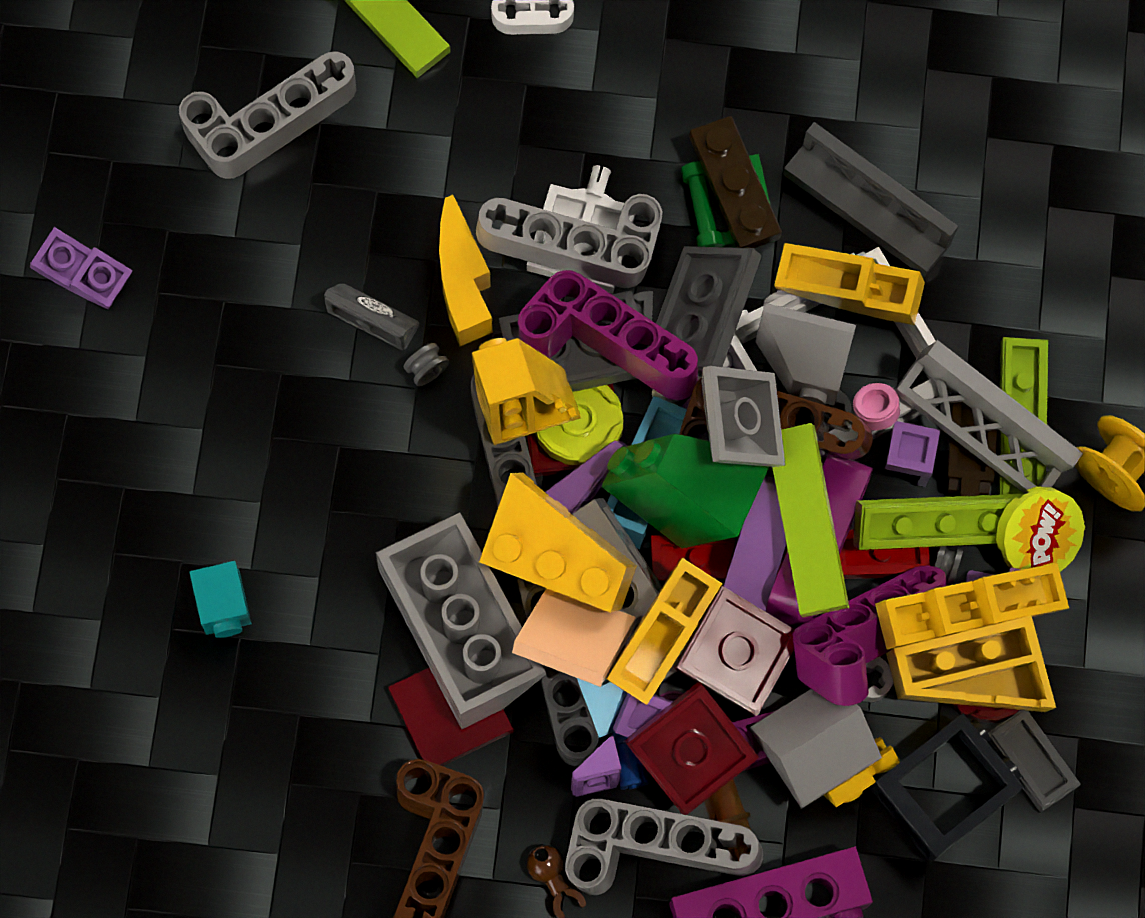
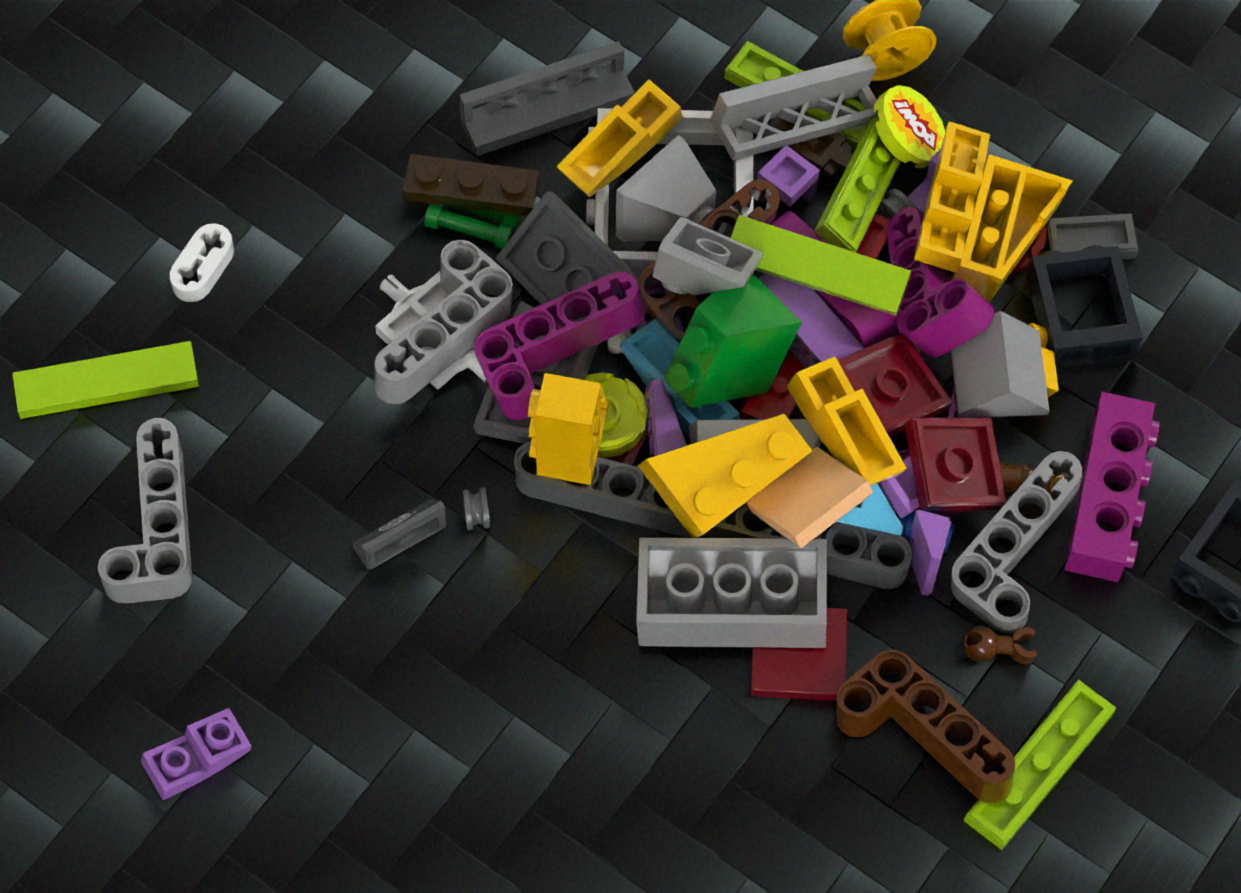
camera: 60 degrees left, 10 degrees down
(220, 599) = (591, 786): teal brick -> none
(463, 276) = (410, 438): yellow slope -> none
(877, 405) = (735, 174): bright pink tile -> none

